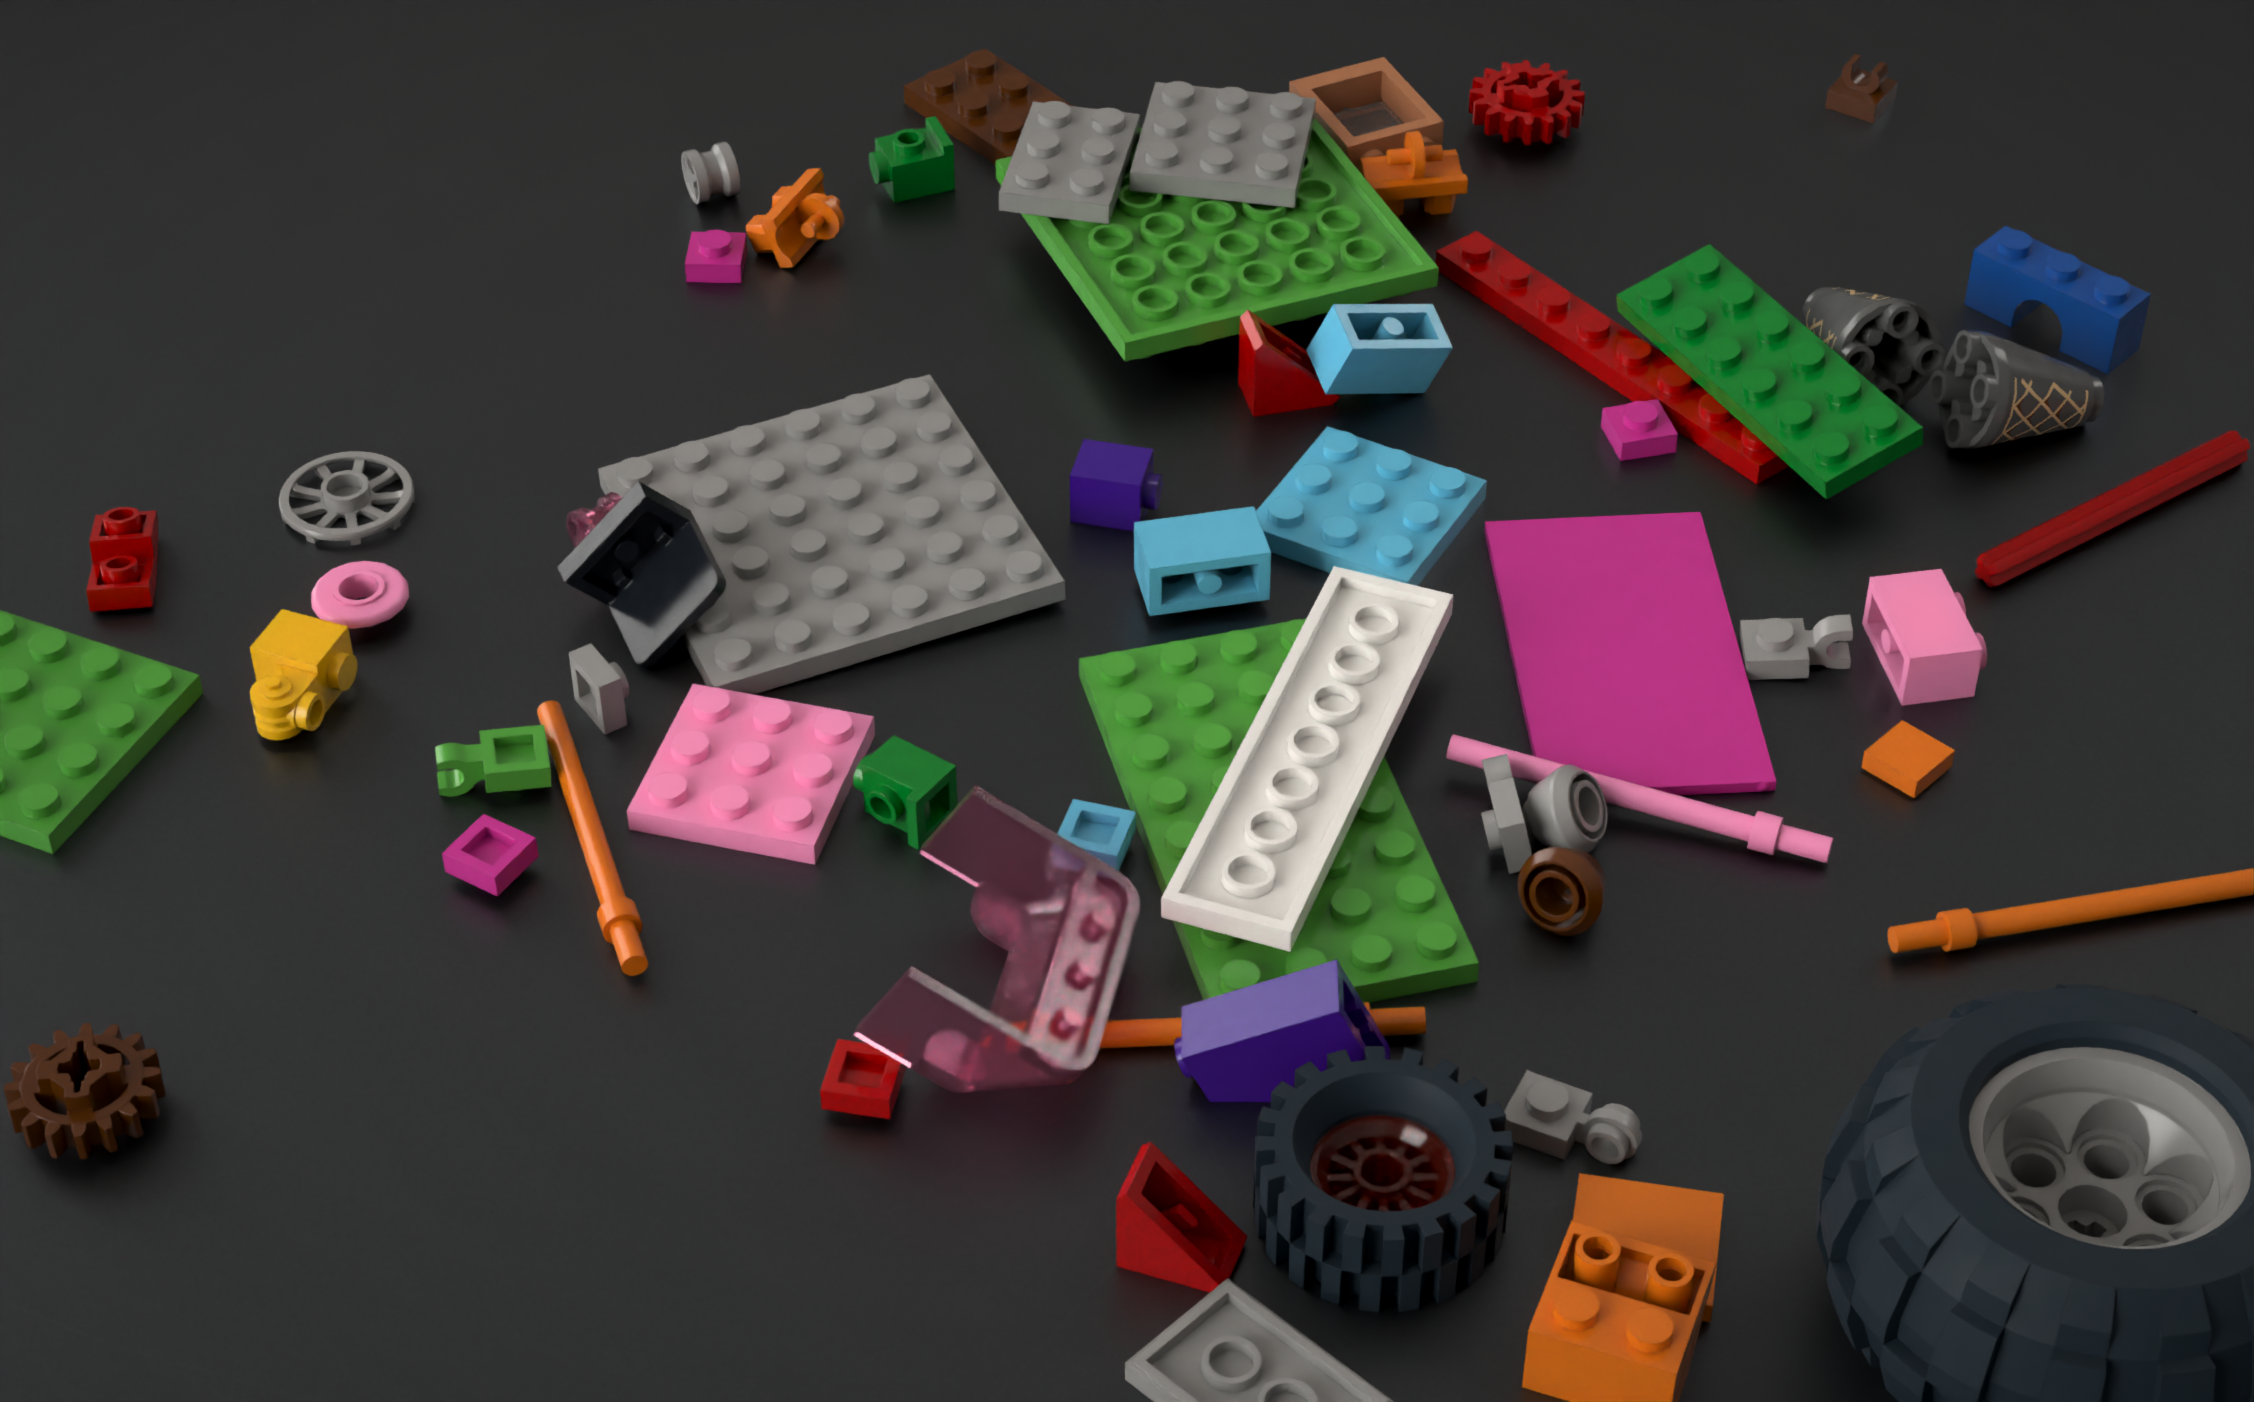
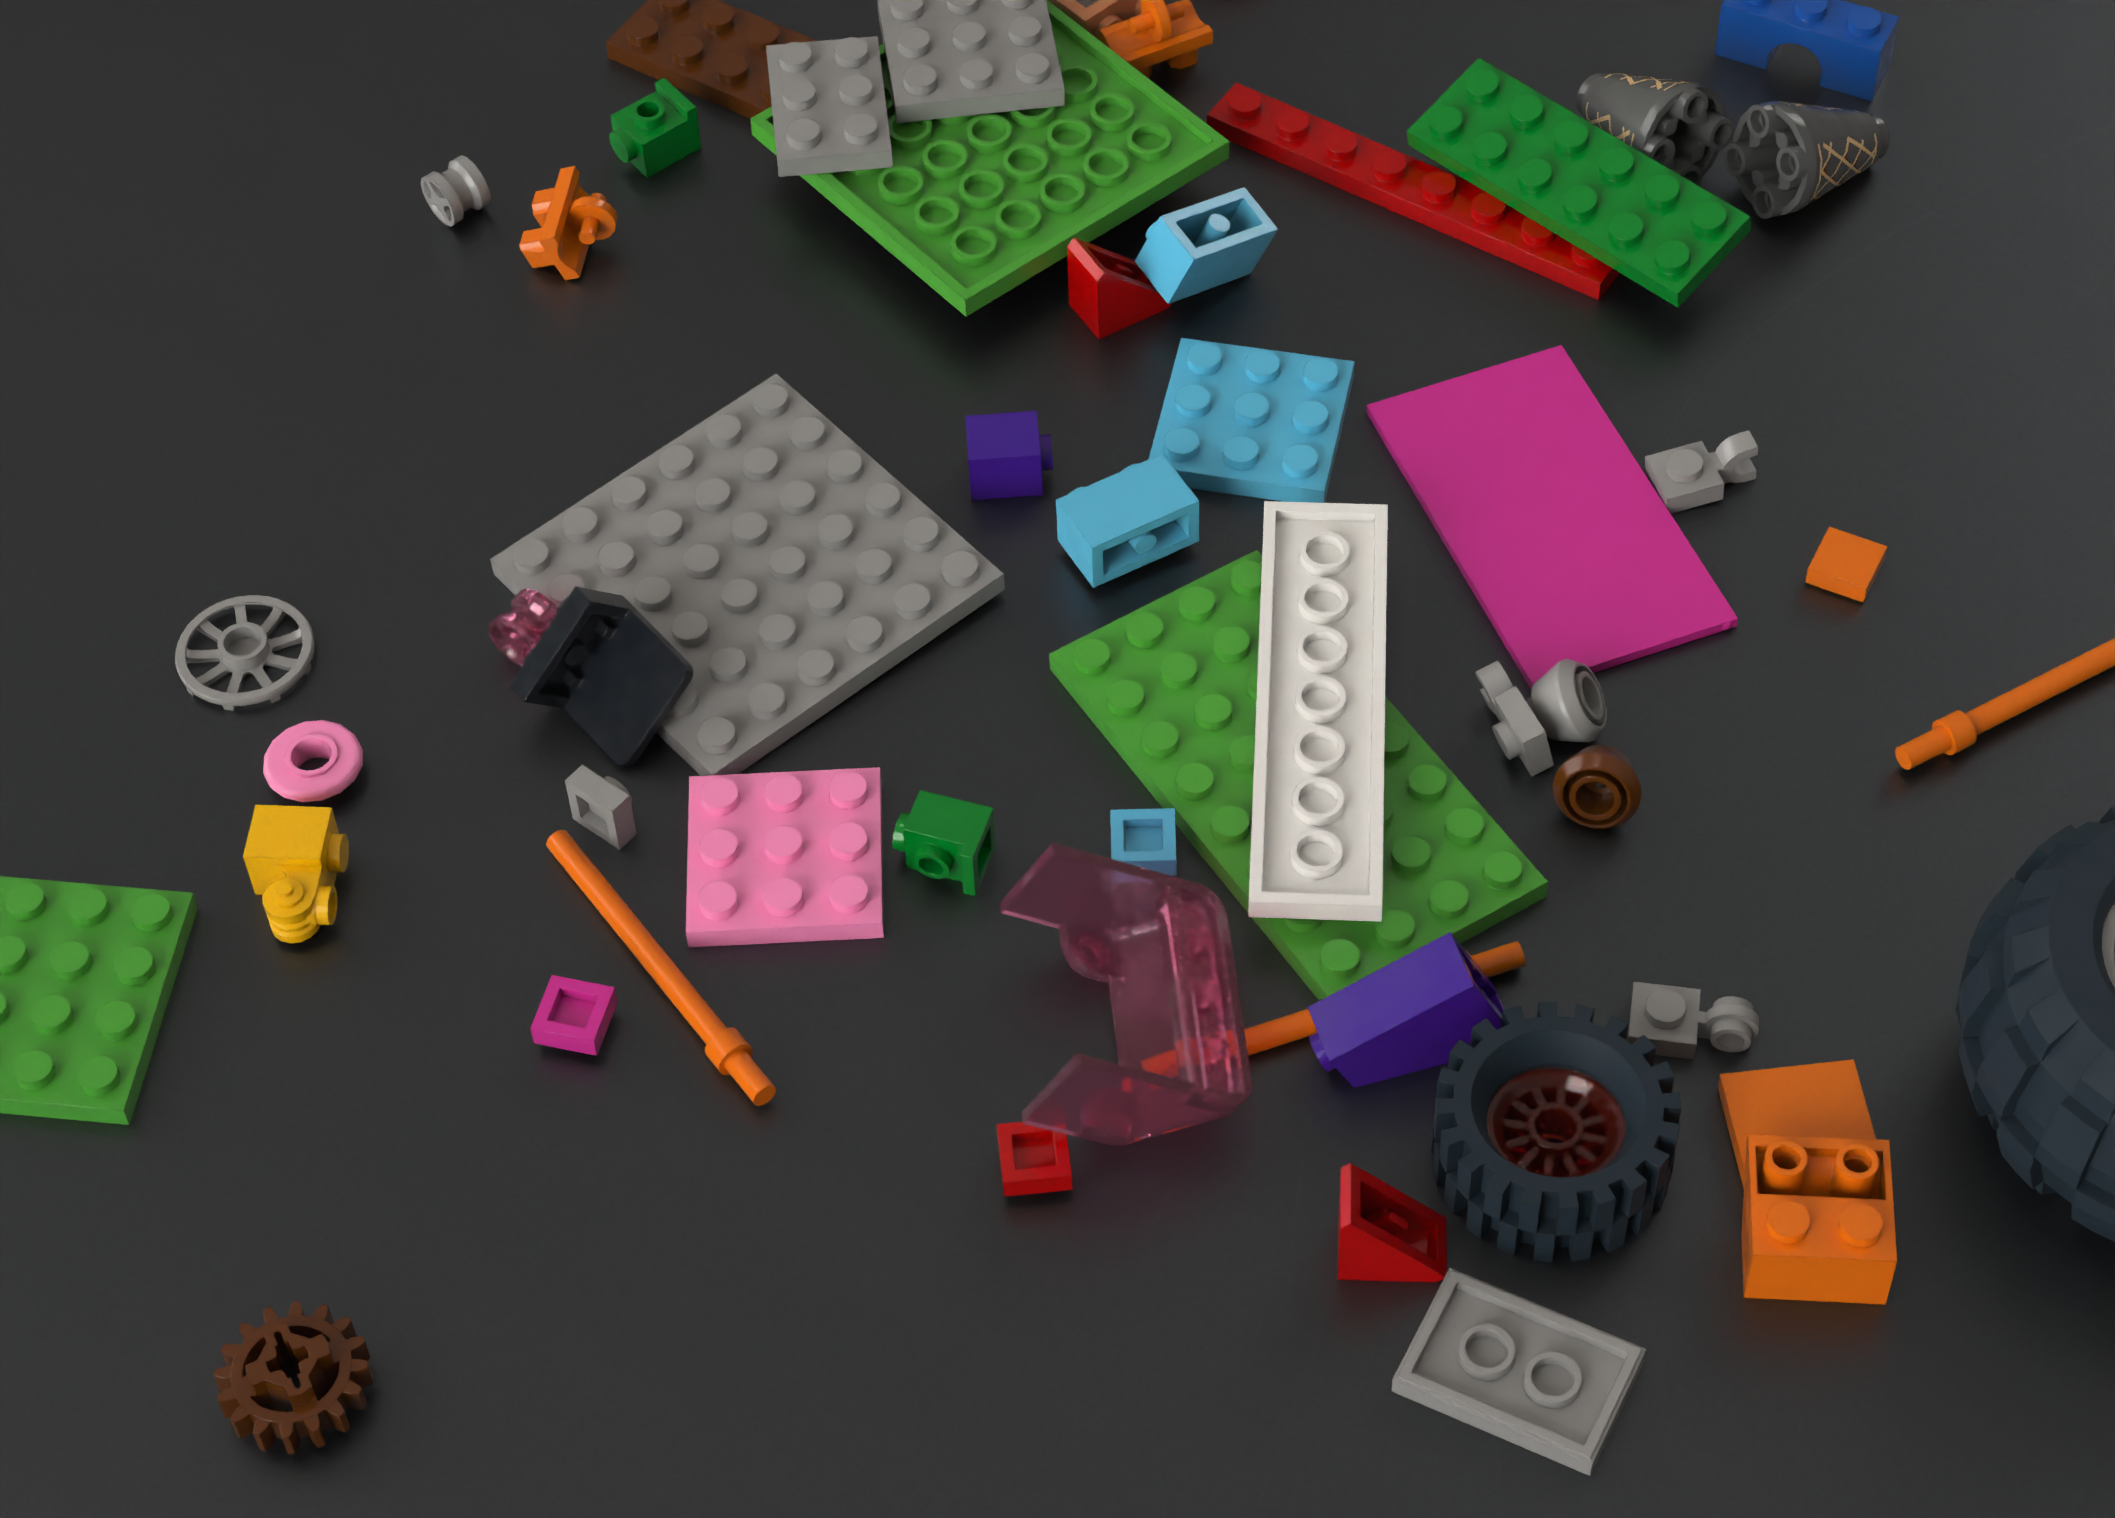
camera: 15 degrees left, 10 degrees up
(123, 559) = (51, 781): red slope -> none
(504, 759) = (539, 905): bright green plate -> none
(716, 257) = (499, 285): dark pink plate -> none
(1639, 430) = (1471, 268): dark pink plate -> none
(1762, 832) = (1747, 675): bright pink bar -> none
(1923, 637) = (1817, 433): bright pink brick -> none
(2111, 508) = (1931, 251): red axle -> none

